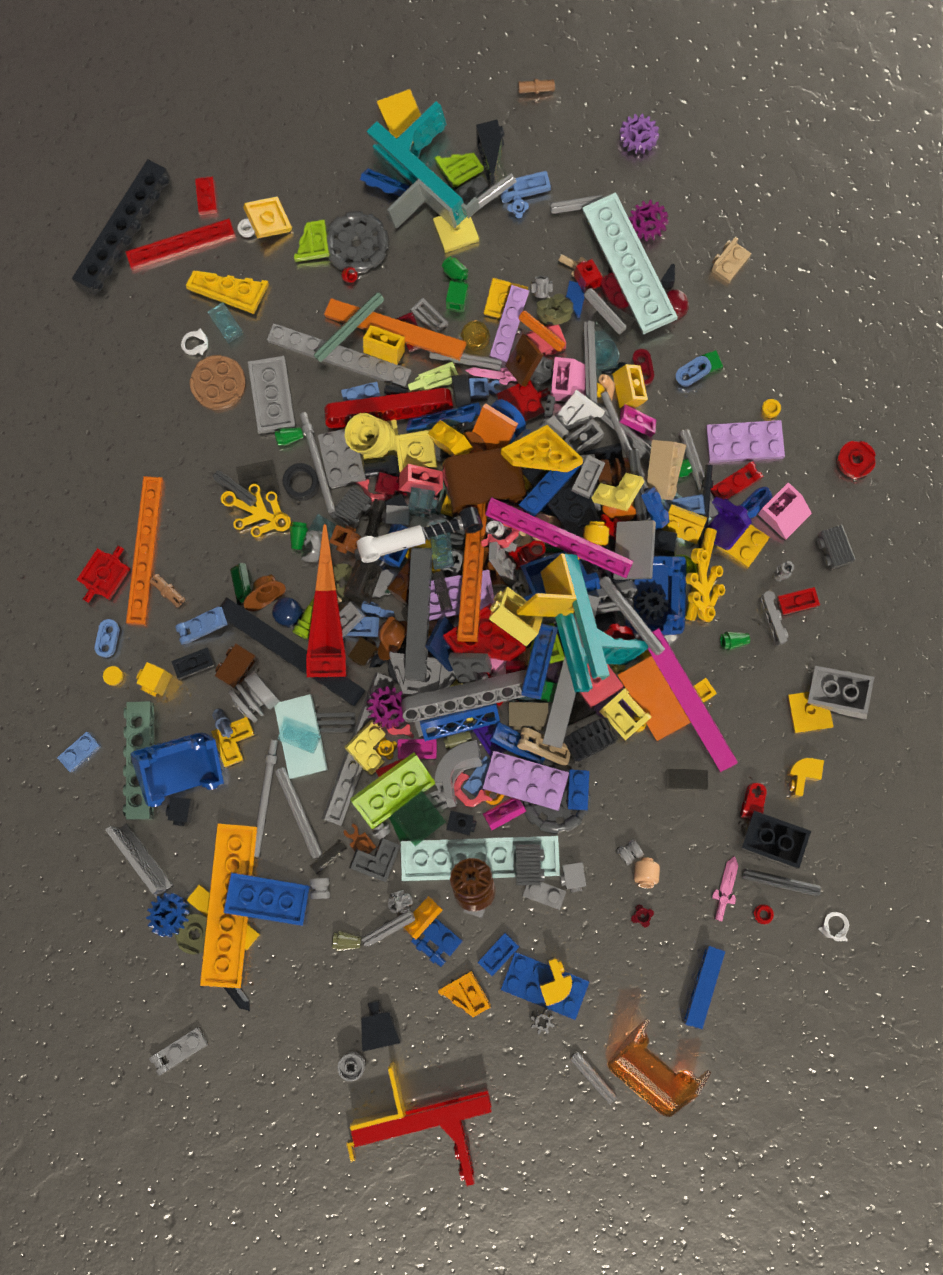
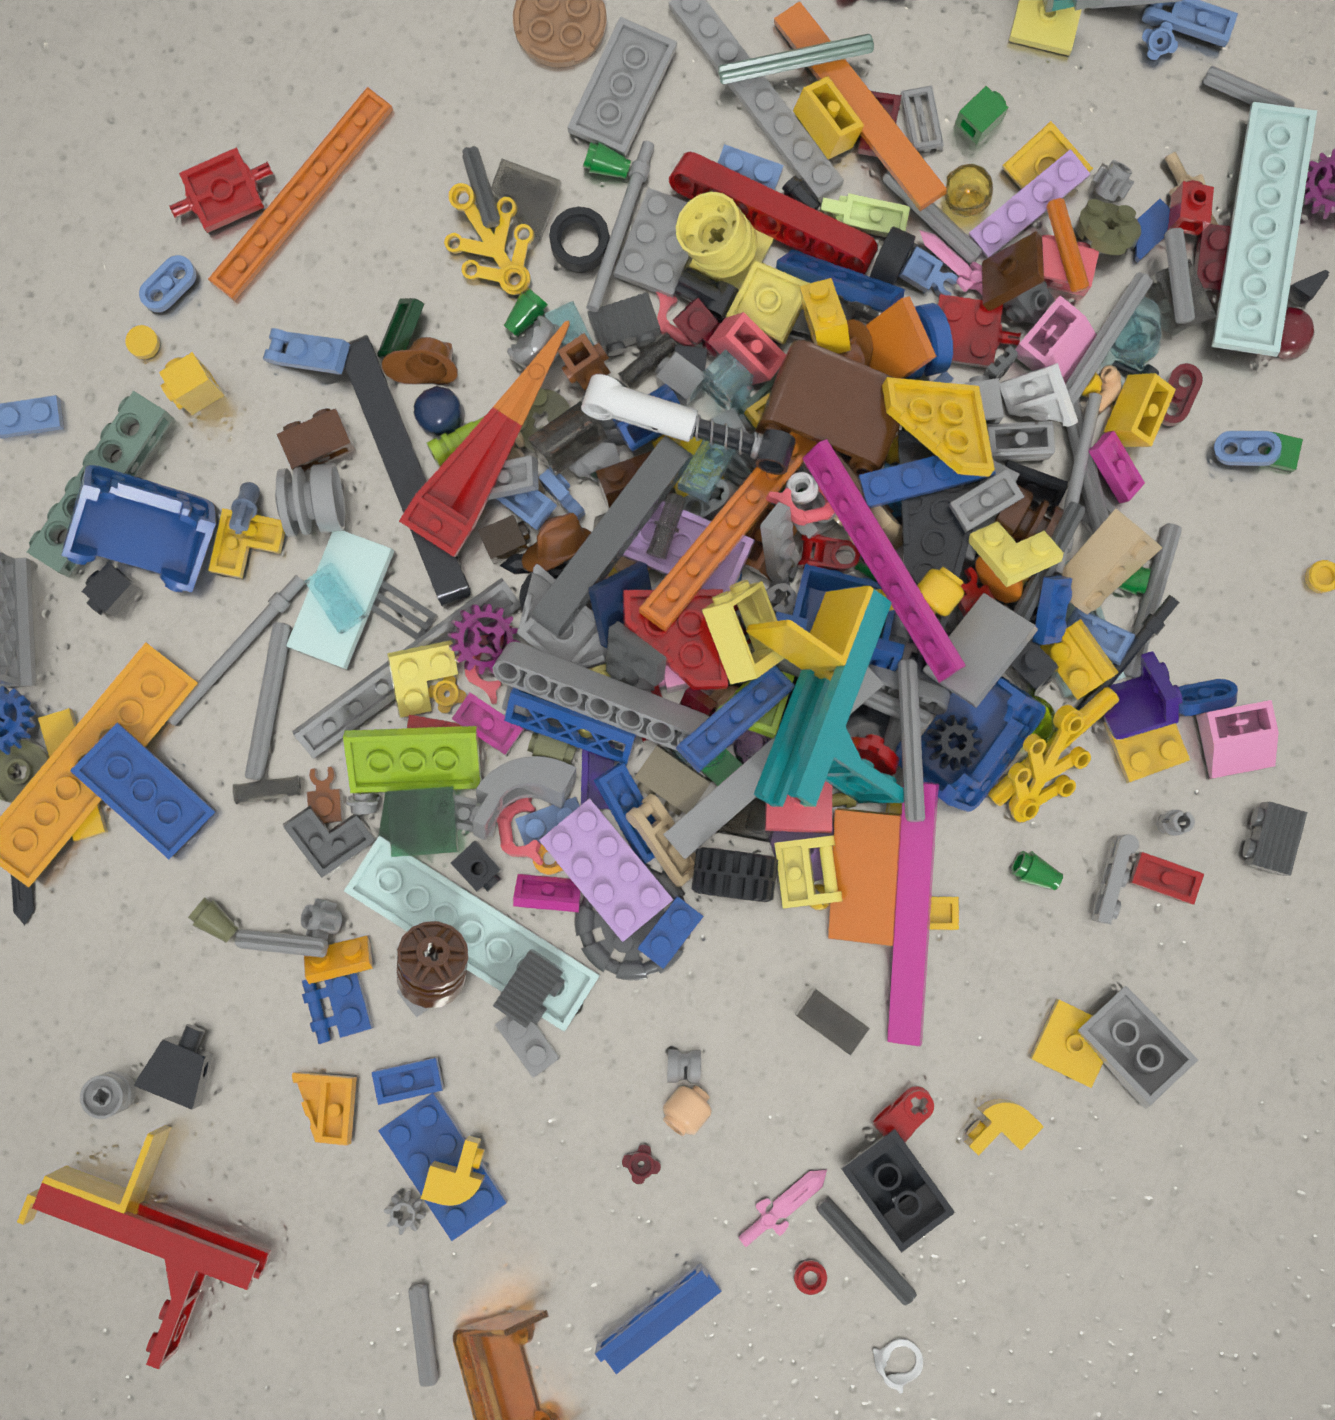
camera: 35 degrees right, 5 degrees up
(167, 590) = (293, 271): medium nougat pin -> none
(193, 663) = (261, 397): black plate -> none
(319, 888) = (226, 824): light grey wheel -> none
(455, 269) = (1005, 74): green brick -> none
(573, 877) = (581, 1046): light grey brick -> none
(736, 482) = (1197, 649): red plate -> none
(745, 441) = (1251, 599): lavender plate -> none

